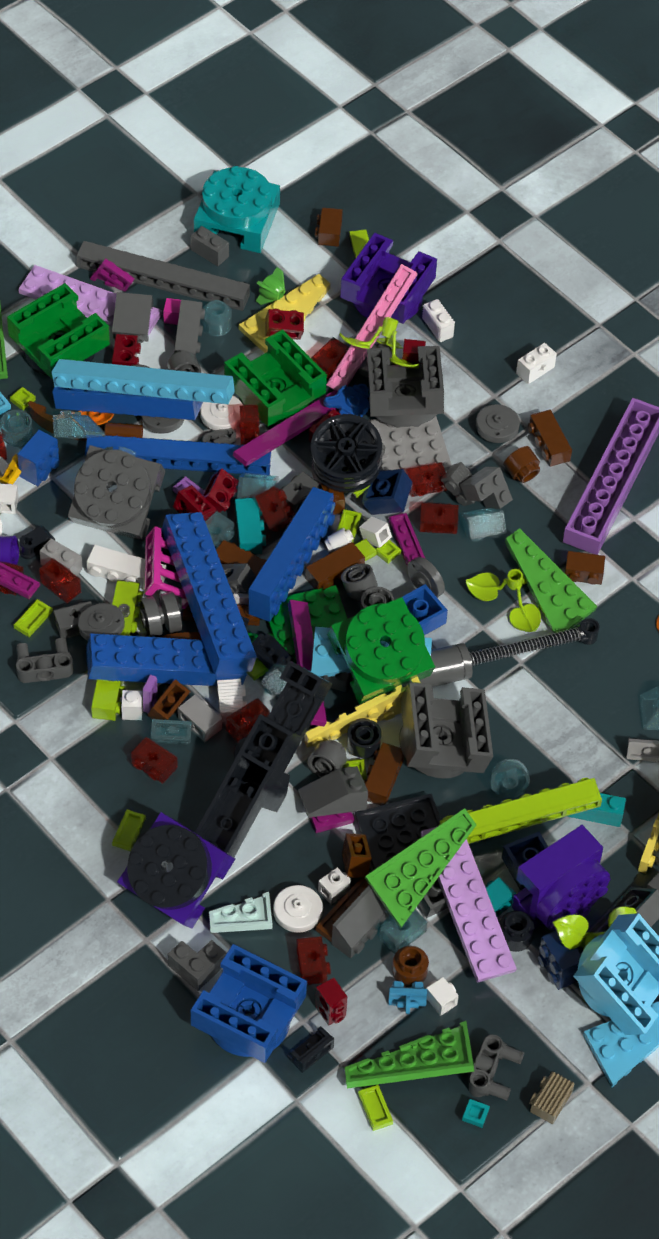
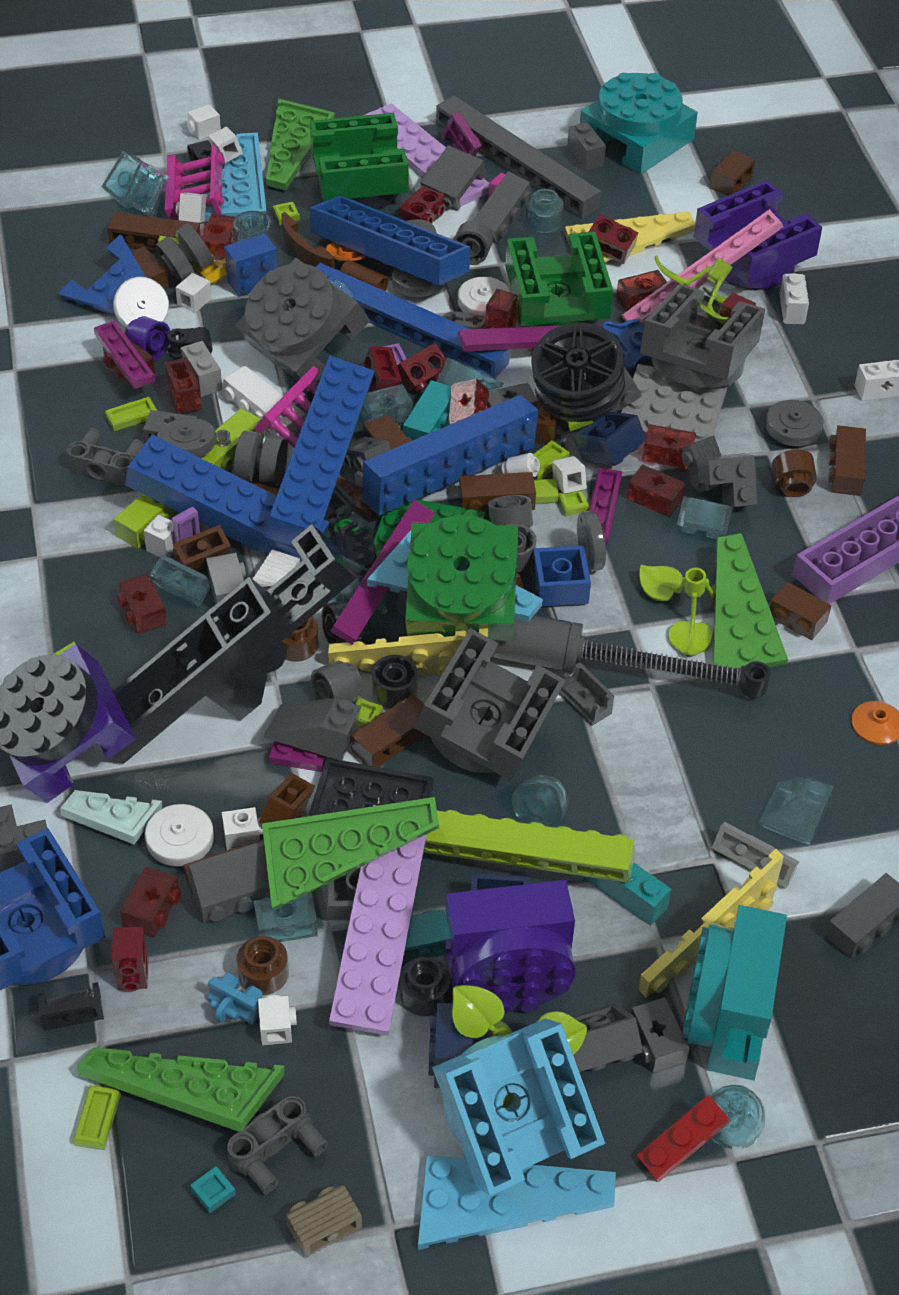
camera: 30 degrees right, 5 degrees down
(75, 426) = (304, 244): clear light blue slope -> none
(143, 381) = (406, 225): medium azure brick -> none
(272, 287) = (623, 201): bright green piece -> none
(495, 689) = (587, 695): none -> dark grey hinge

